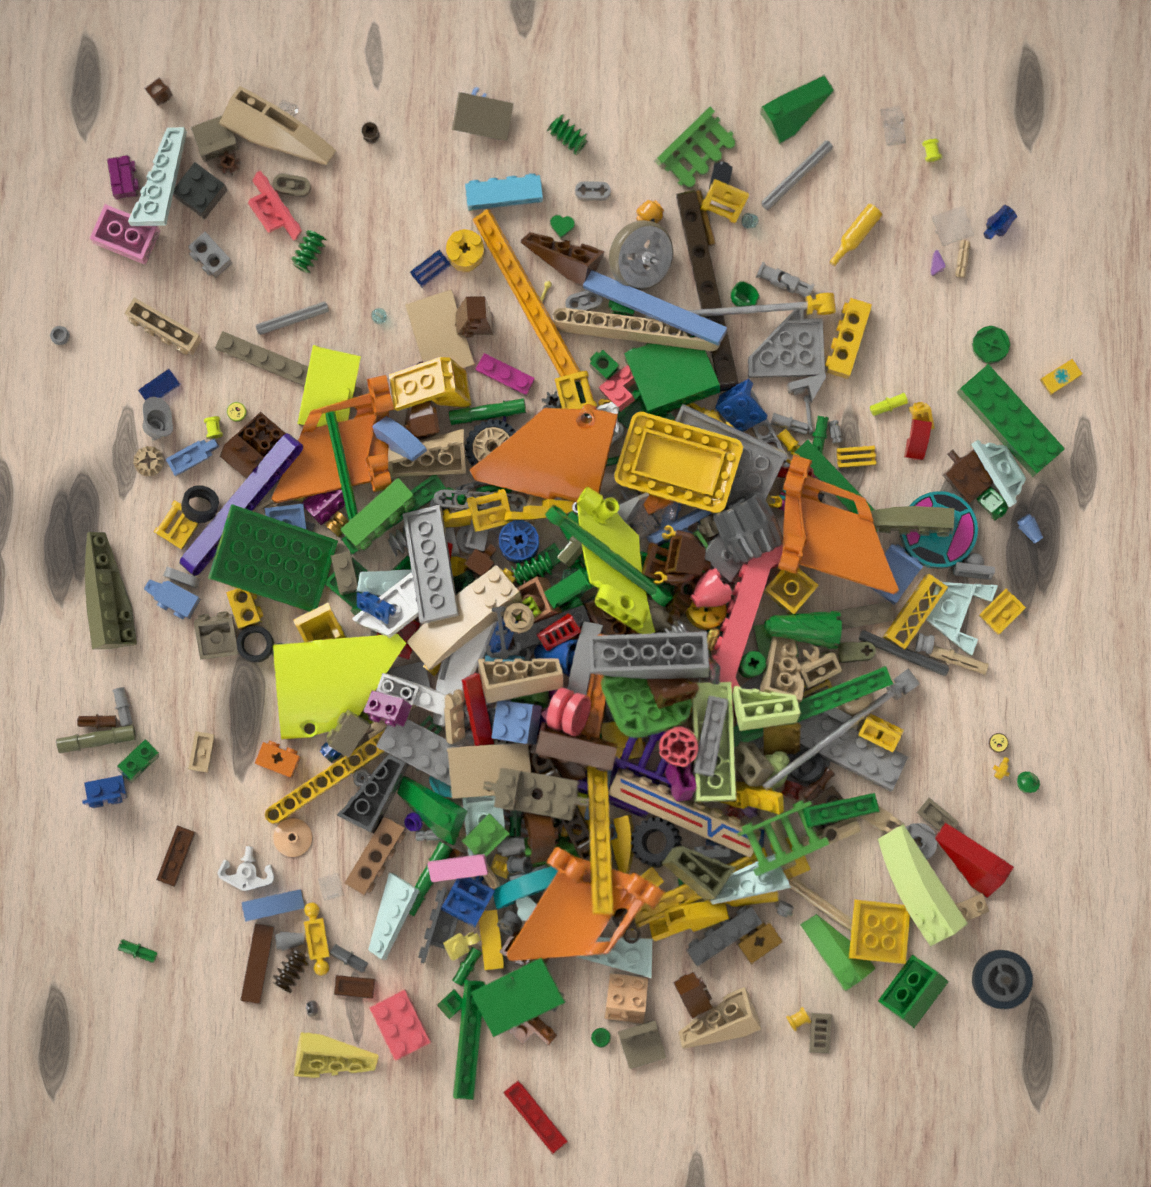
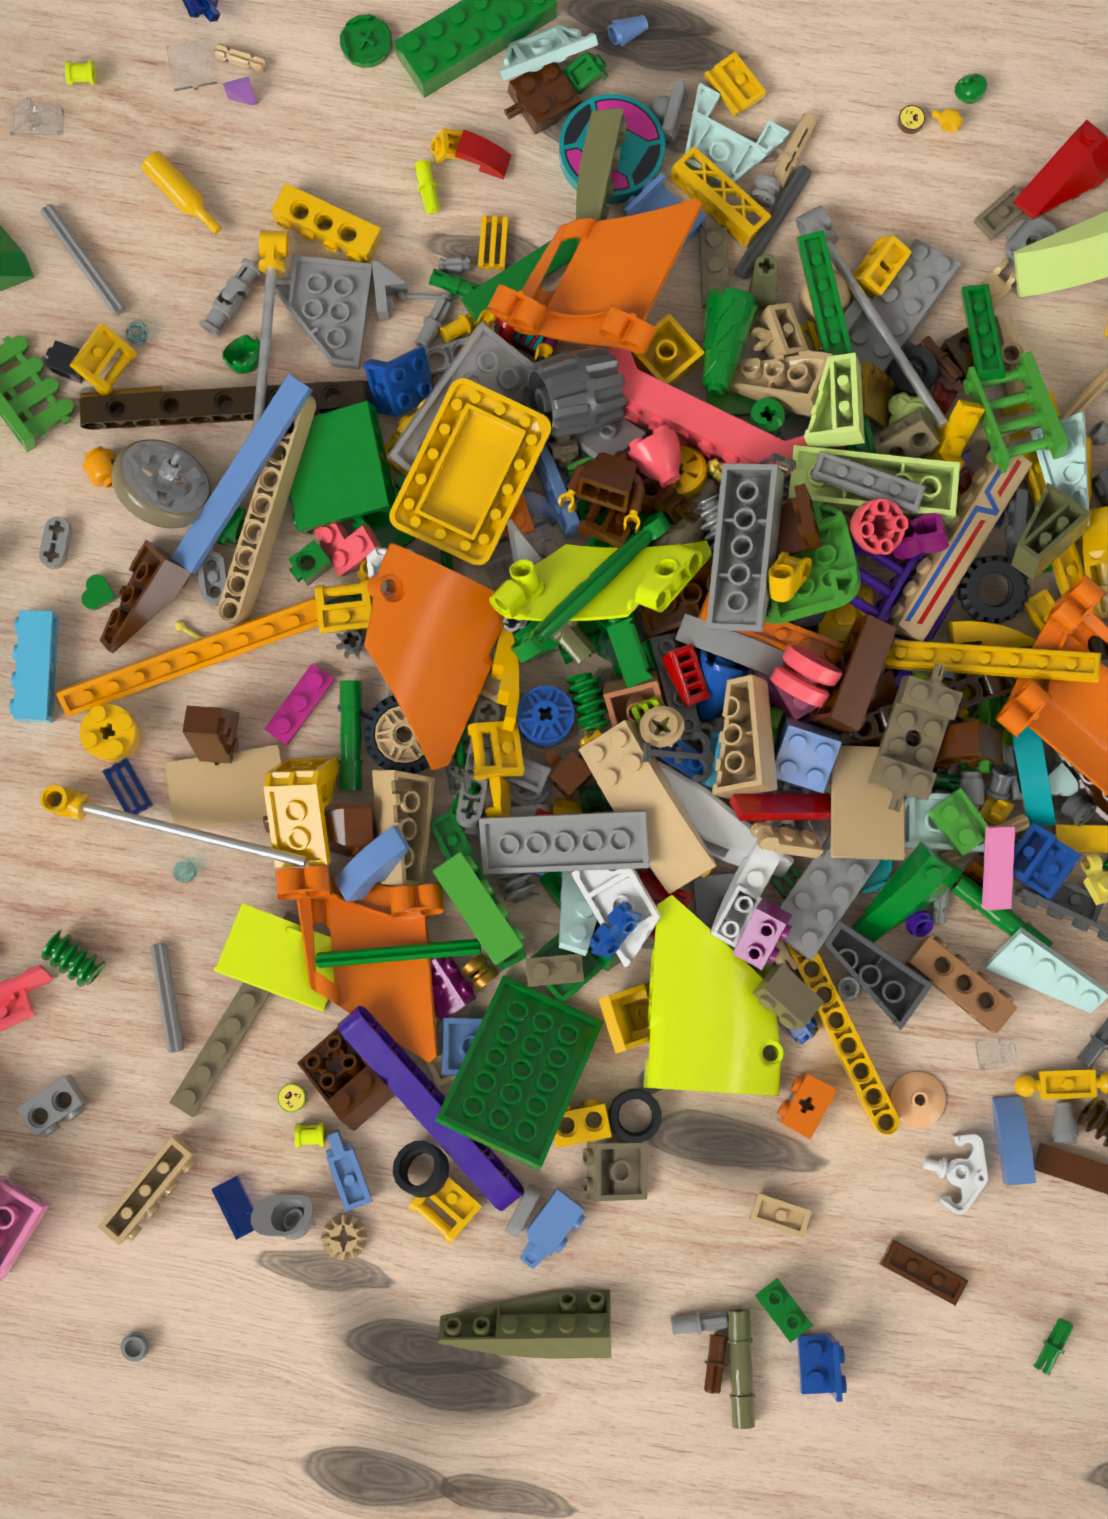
camera: 85 degrees left, 0 degrees up
(412, 236) = (77, 805): none -> flat silver piece
(553, 552) = (565, 671): green plate -> none
(632, 686) = (788, 576): none -> yellow piece

